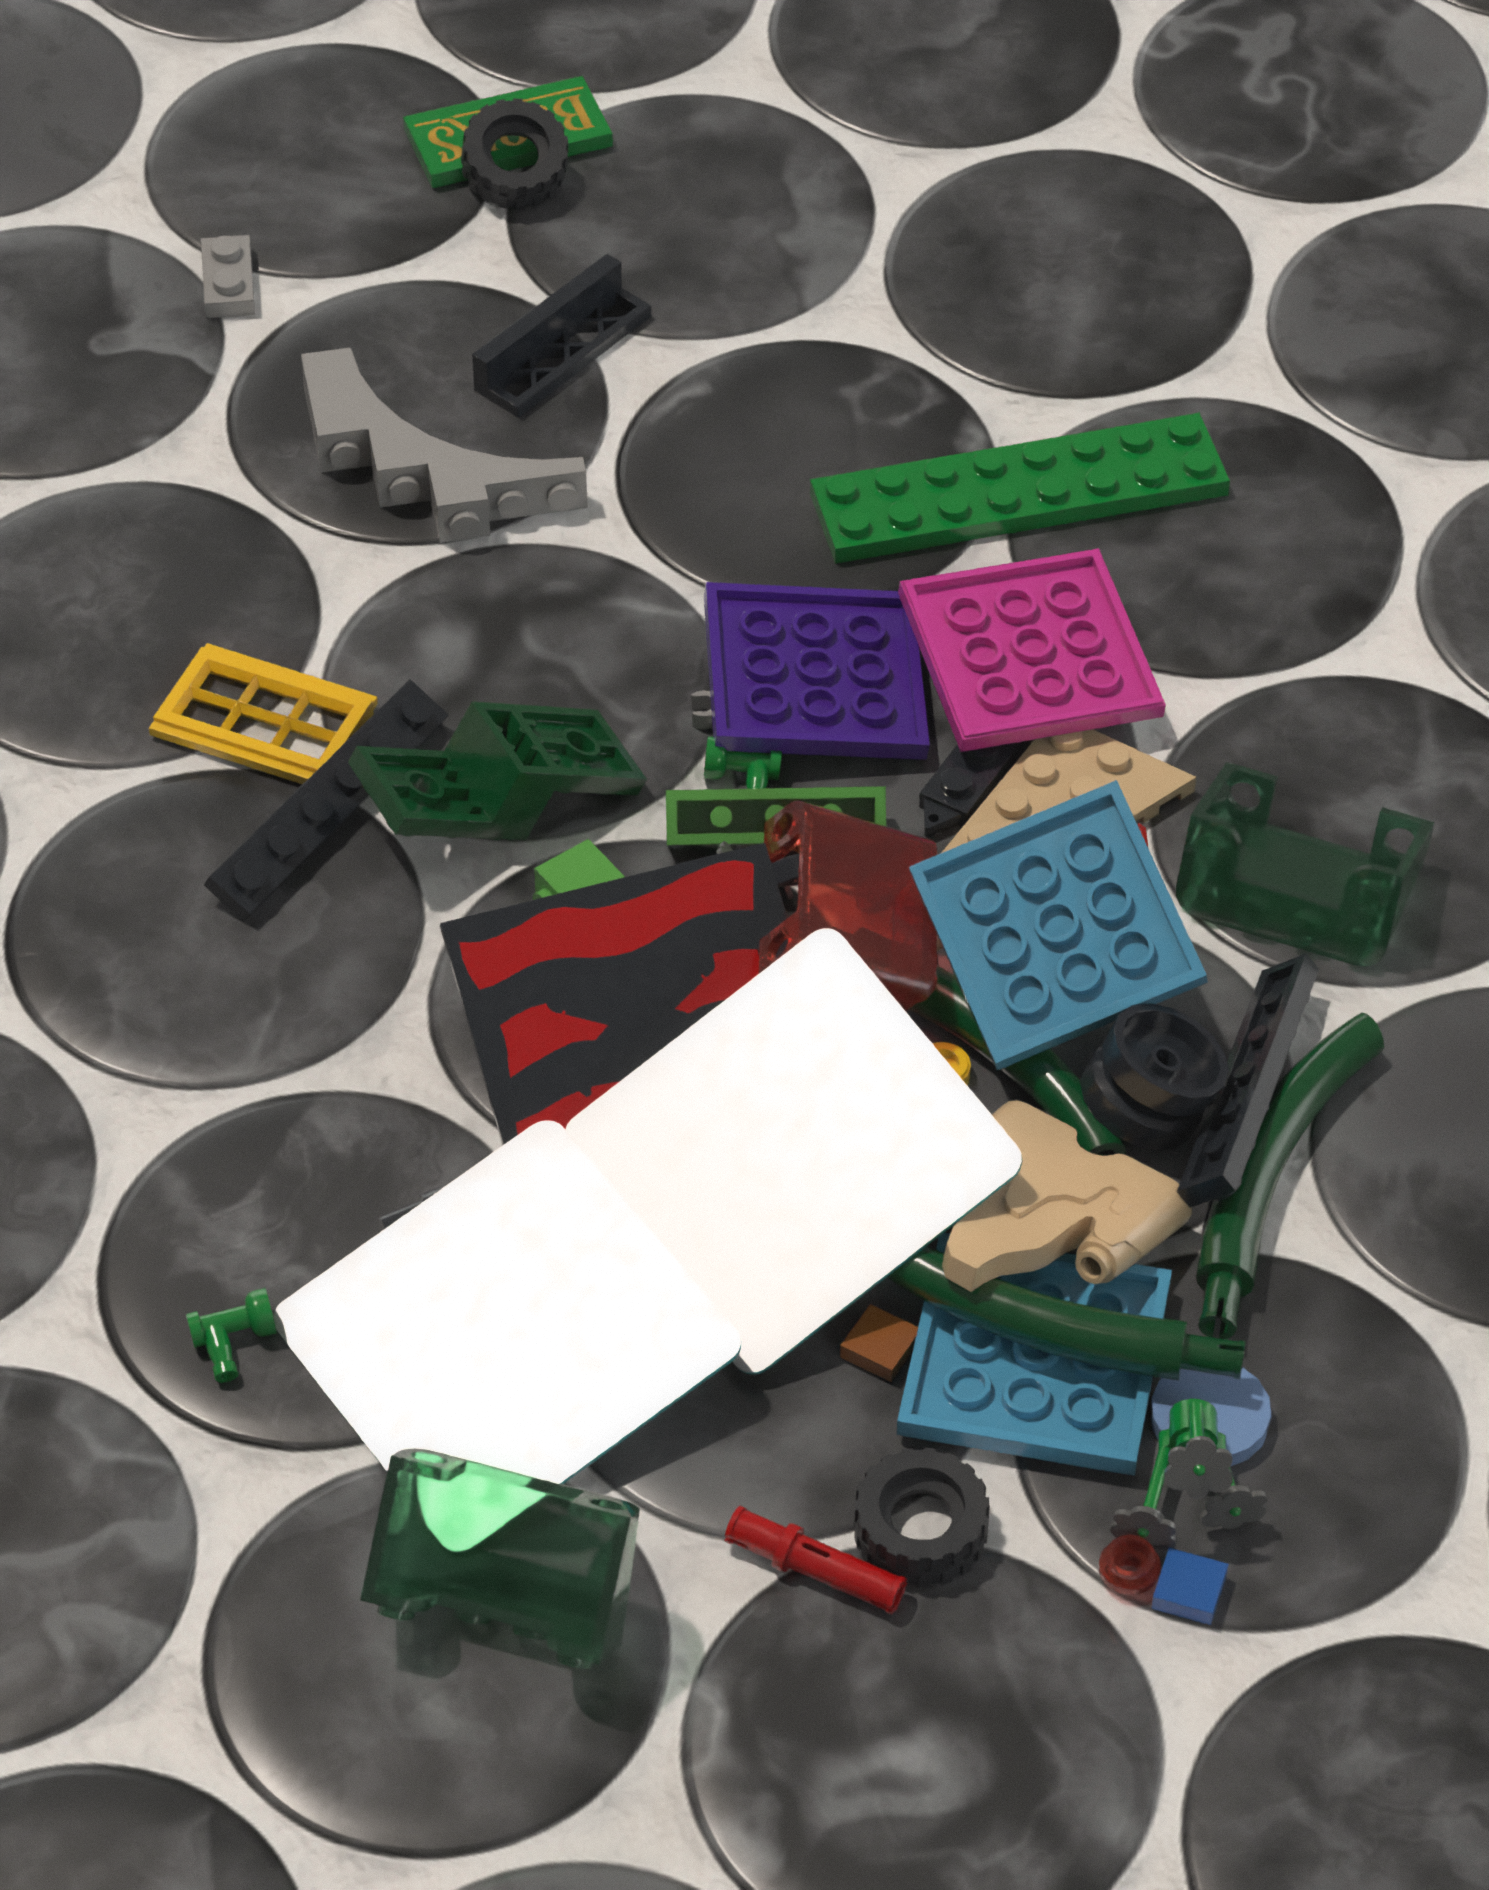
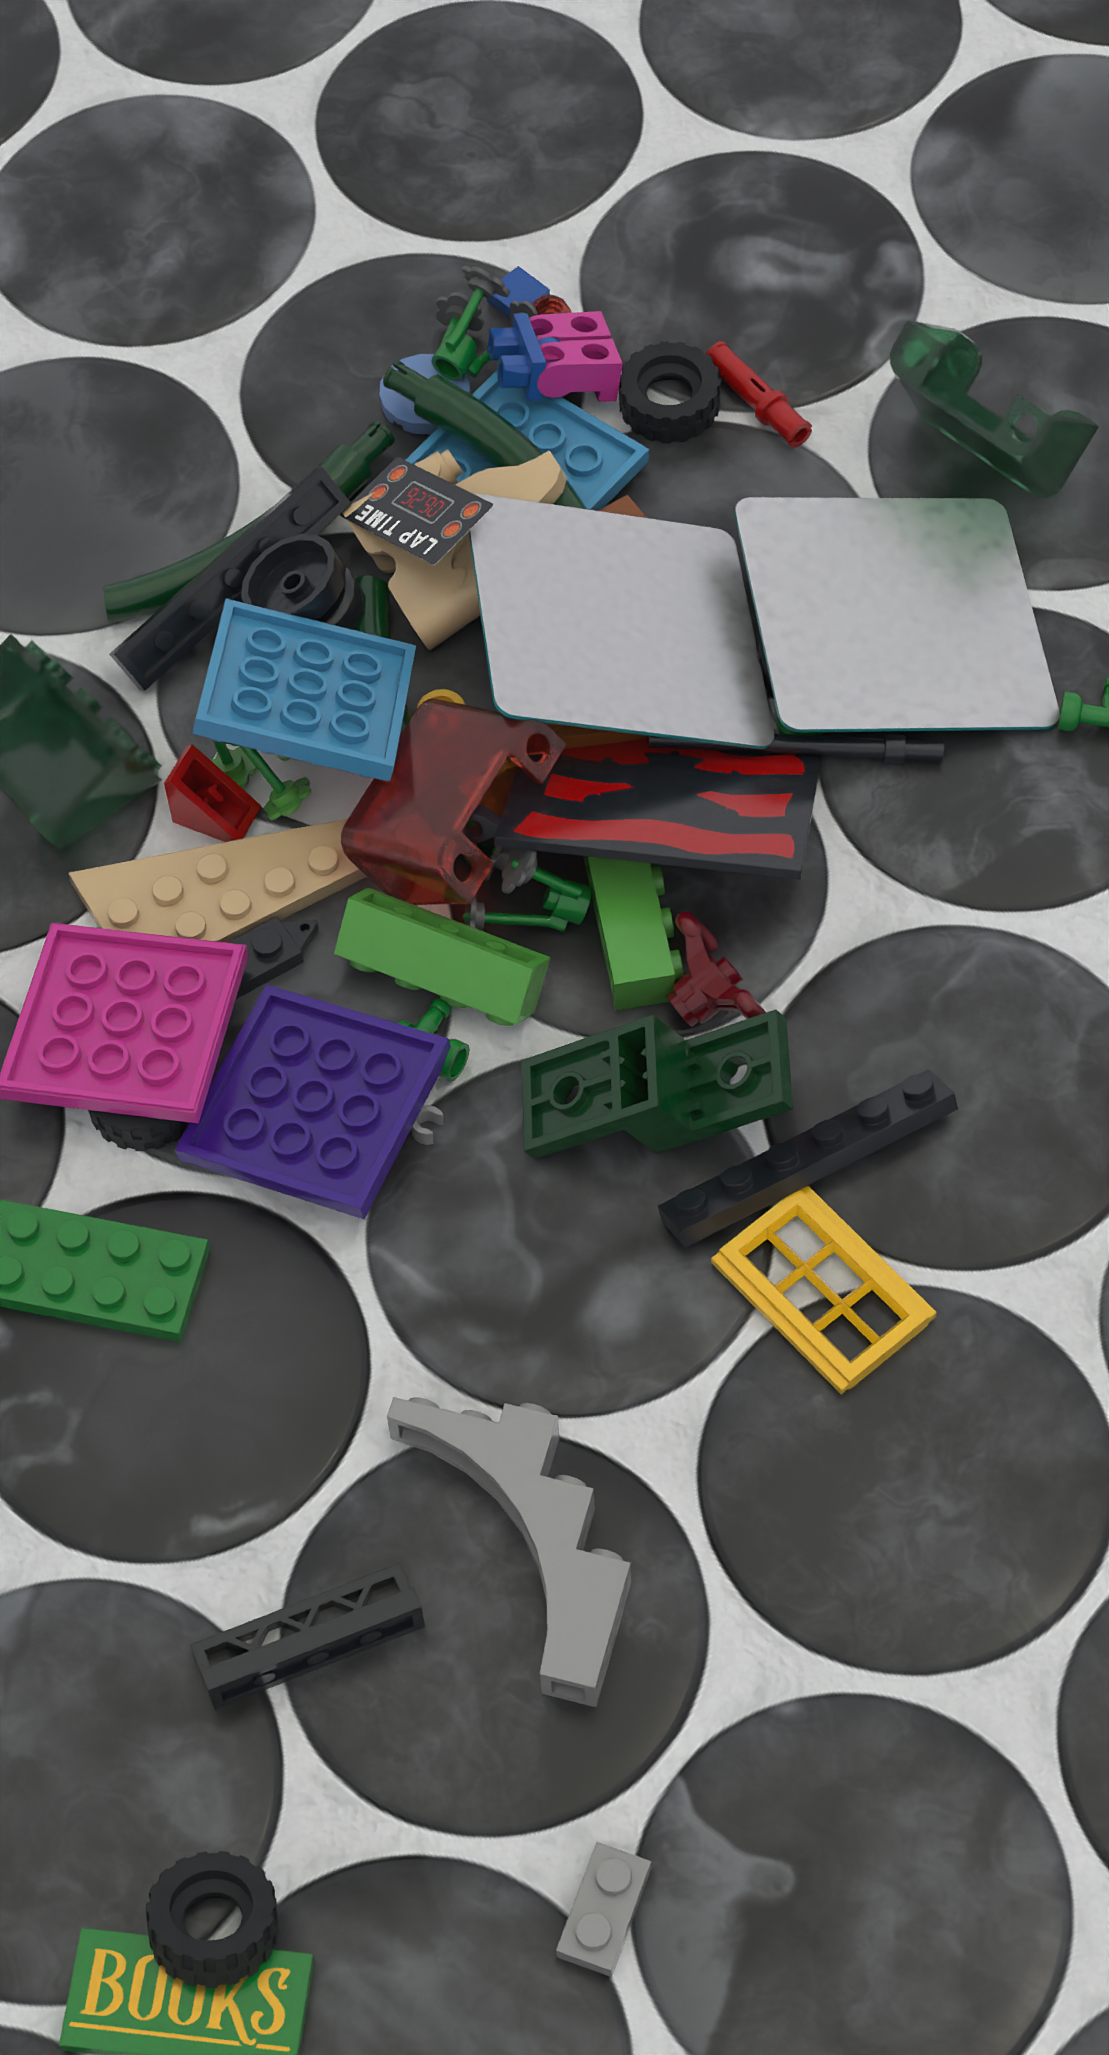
camera: 150 degrees left, 10 degrees up
(487, 881) = (708, 984): none -> dark red piece
(1069, 1470) = (557, 355): none -> dark pink hips
(1079, 1158) = (418, 510): none -> black sticker

